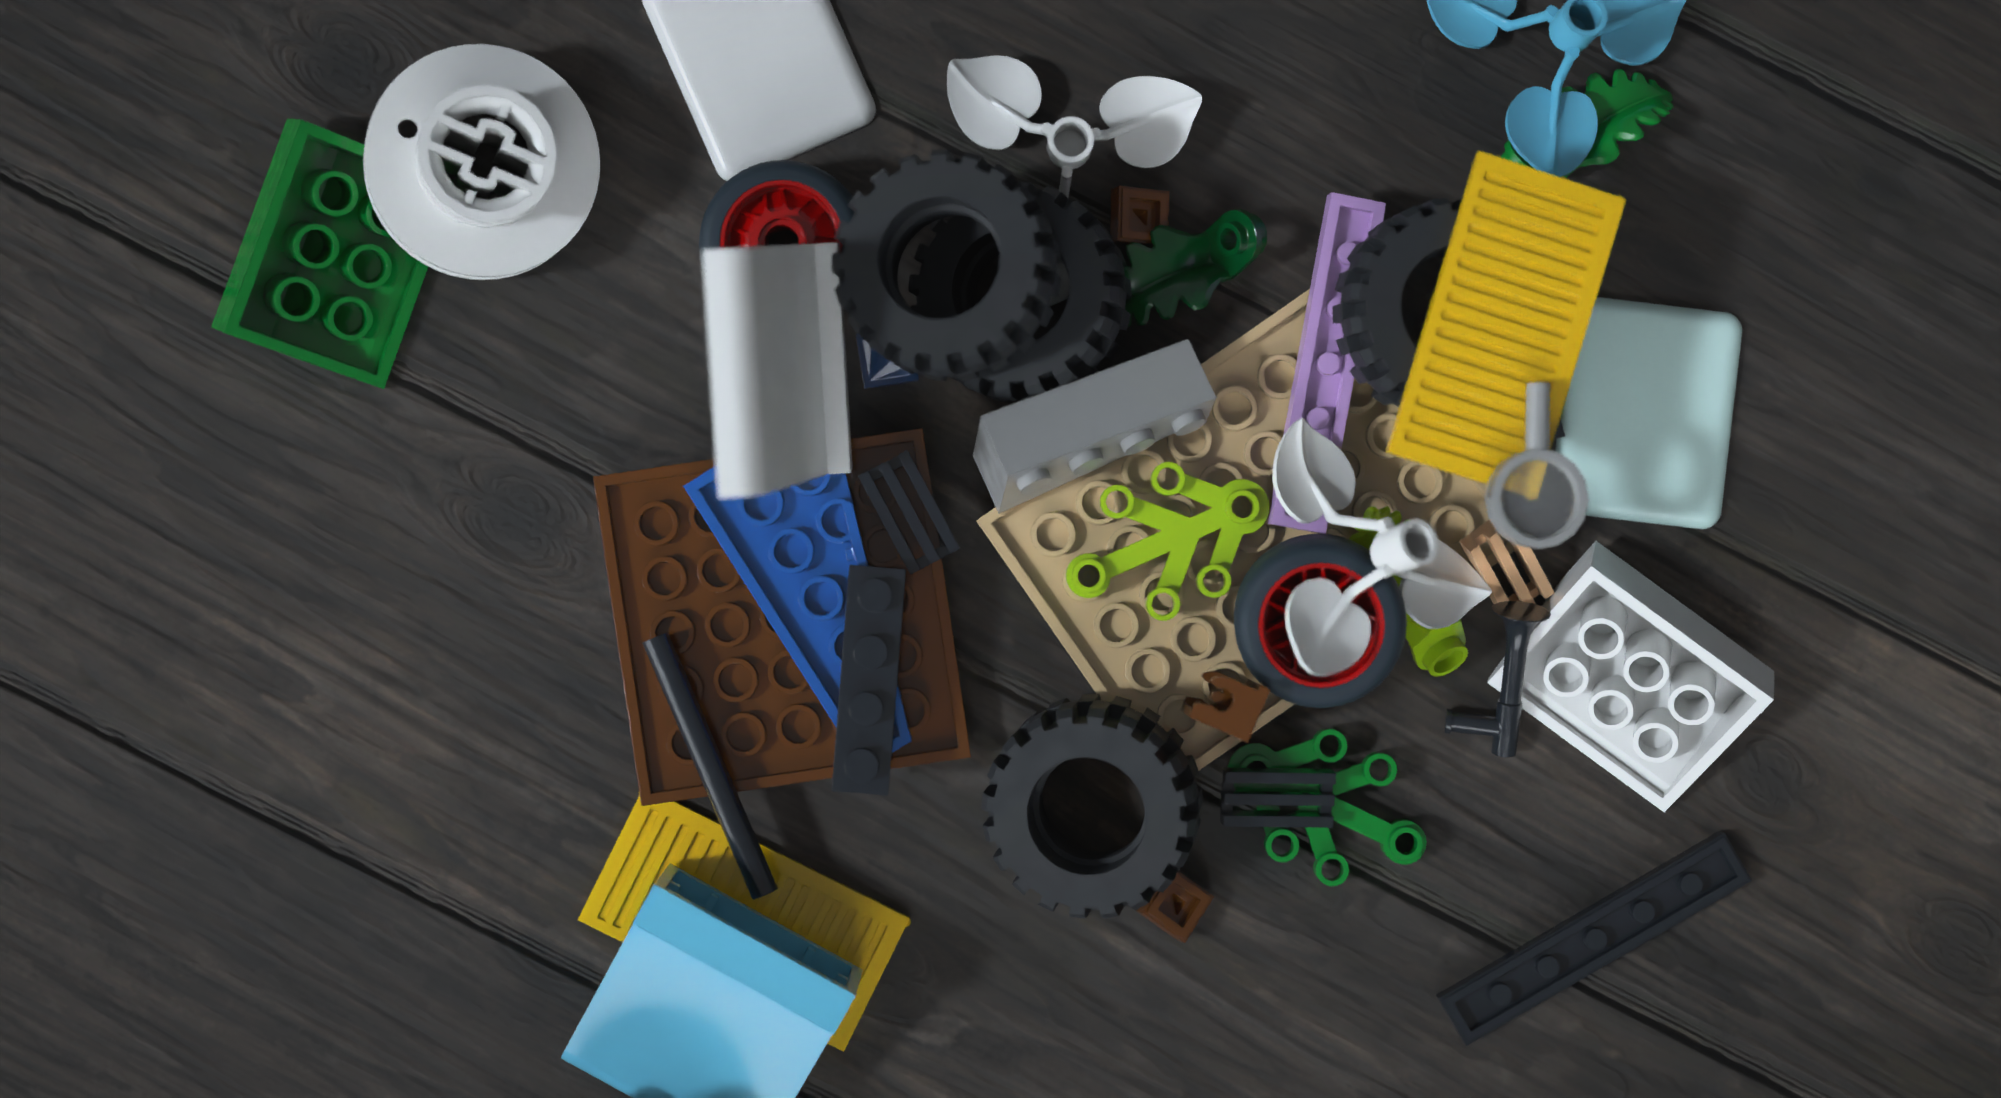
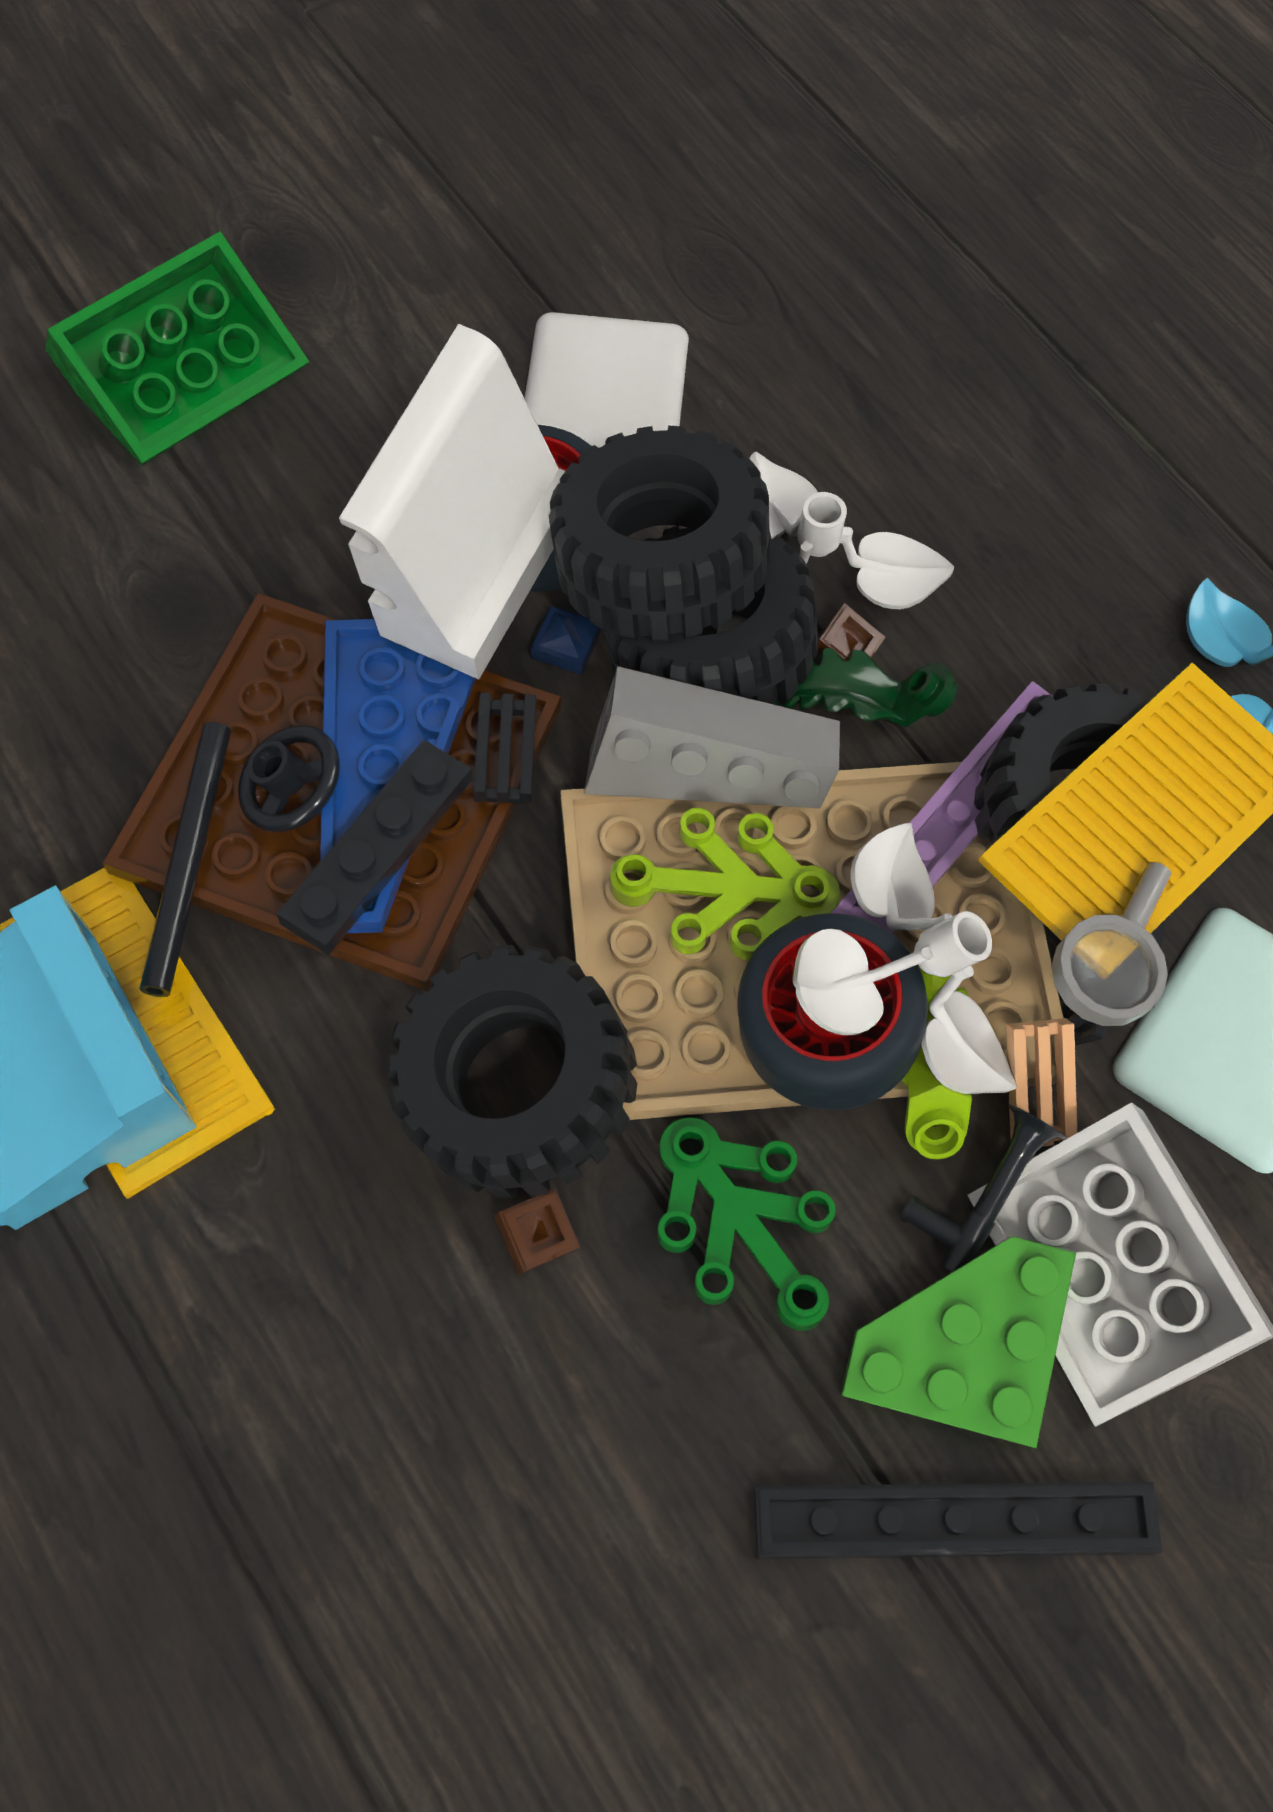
camera: 25 degrees right, 25 degrees down
(454, 223) = (332, 336): white wheel -> none
(729, 668) = (283, 774): none -> black piece
(1235, 707) = (701, 1044): reddish brown hinge -> none
(1267, 818) = (712, 1153): black tile -> none
(1546, 807) = (971, 1344): none -> bright green plate

